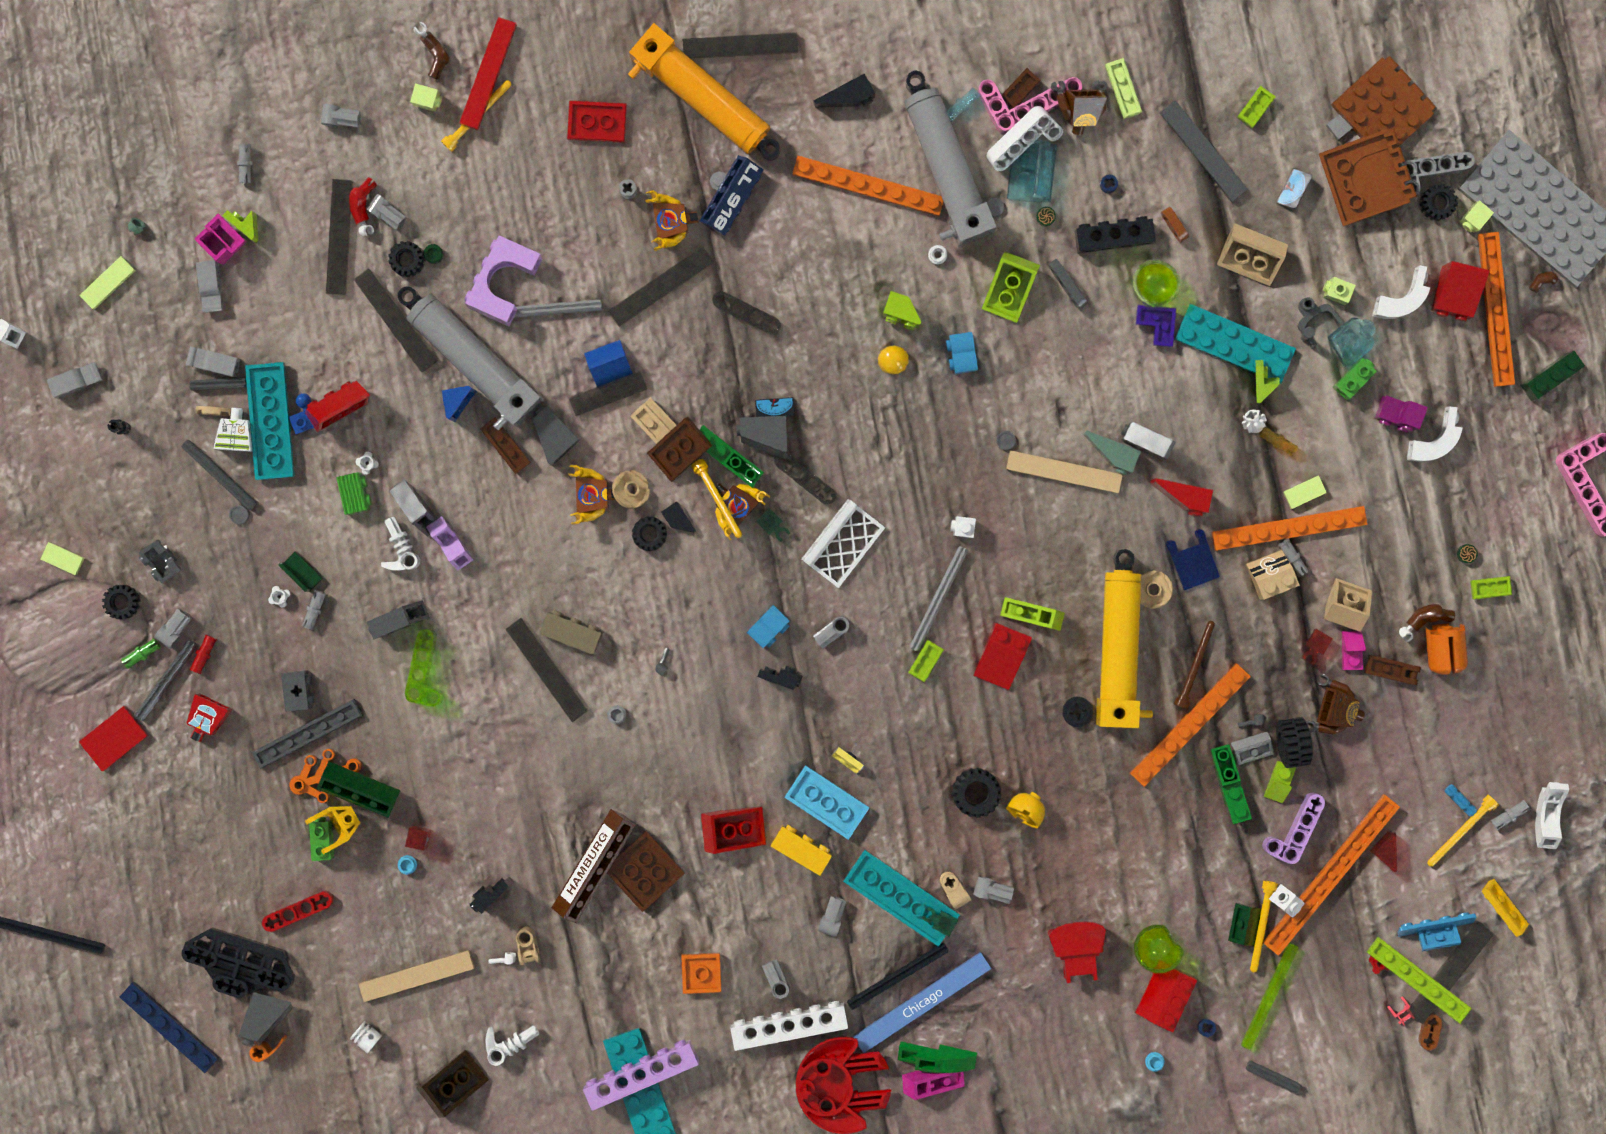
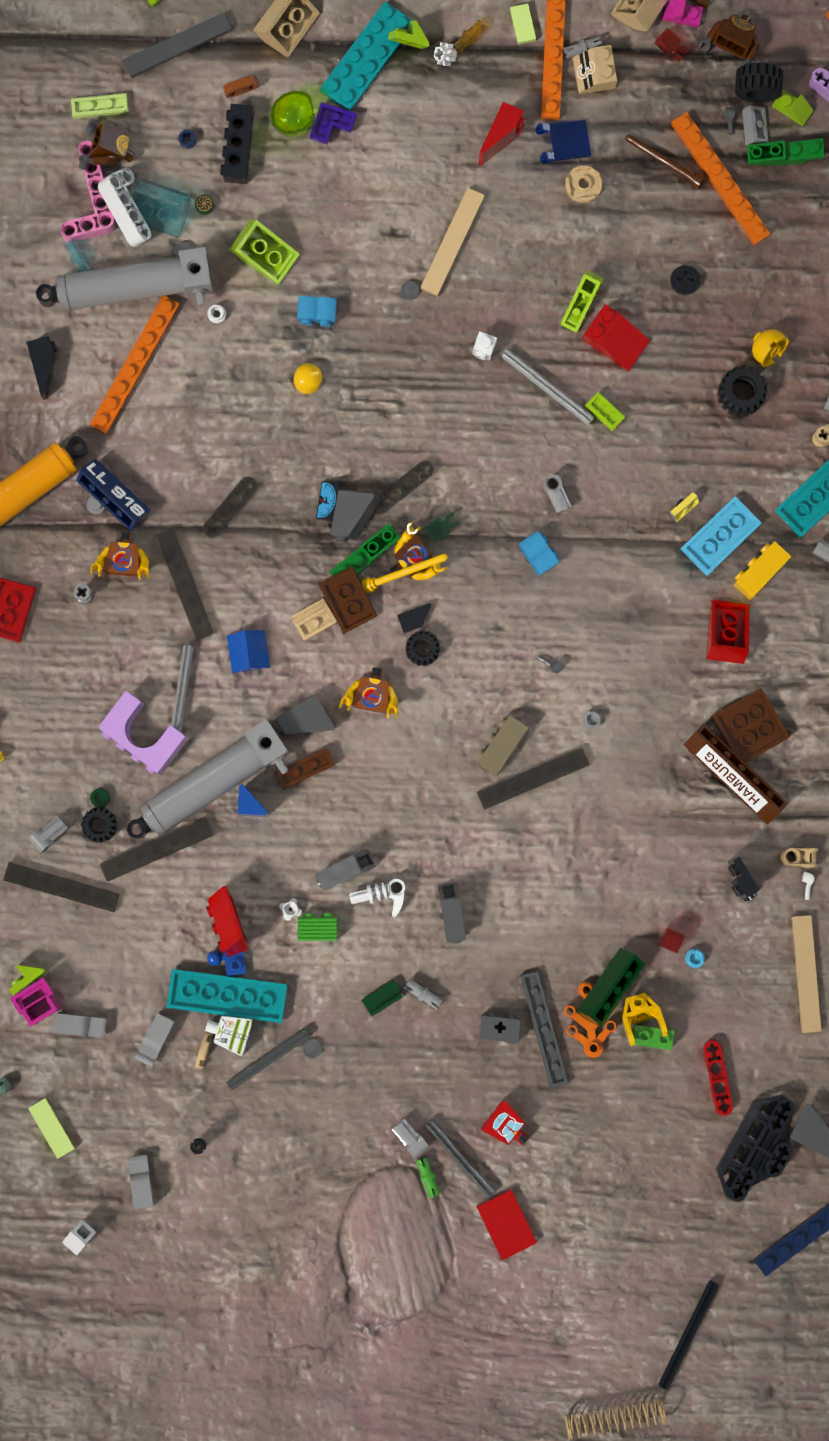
camera: 85 degrees left, 5 degrees down
(62, 558) = (315, 1235): yellowish green tile -> none
(109, 602) = (372, 1197): black tyre -> none
(160, 560) = (340, 1136): dark grey cylinder -> none
(203, 654) = (442, 1114): red pin -> none
(217, 384) = (178, 1039): dark grey axle -> none
(273, 599) = (407, 1026): white plate -> none
(357, 203) = (34, 860): red arm -> none
(424, 666) = (503, 896): clear neon green beam -> none
(450, 543) = (388, 844): lavender brick -> none
(608, 393) = (276, 658): clear smoke tile -> none
(622, 494) = (378, 664): tan tile -> none
(787, 677) = (591, 546): black plate -> none
(829, 533) = (459, 471): white fence -> none
(901, 310) = (262, 357): lime slope -> none
(1020, 88) = (76, 200): reddish brown plate -> none
(1067, 284) = (274, 198): dark grey beam -> none
(1116, 454) = (446, 189): sand green slope -> none
(1120, 647) = (633, 224): yellow piece -> none
(1147, 441) = (442, 154): slope -> none

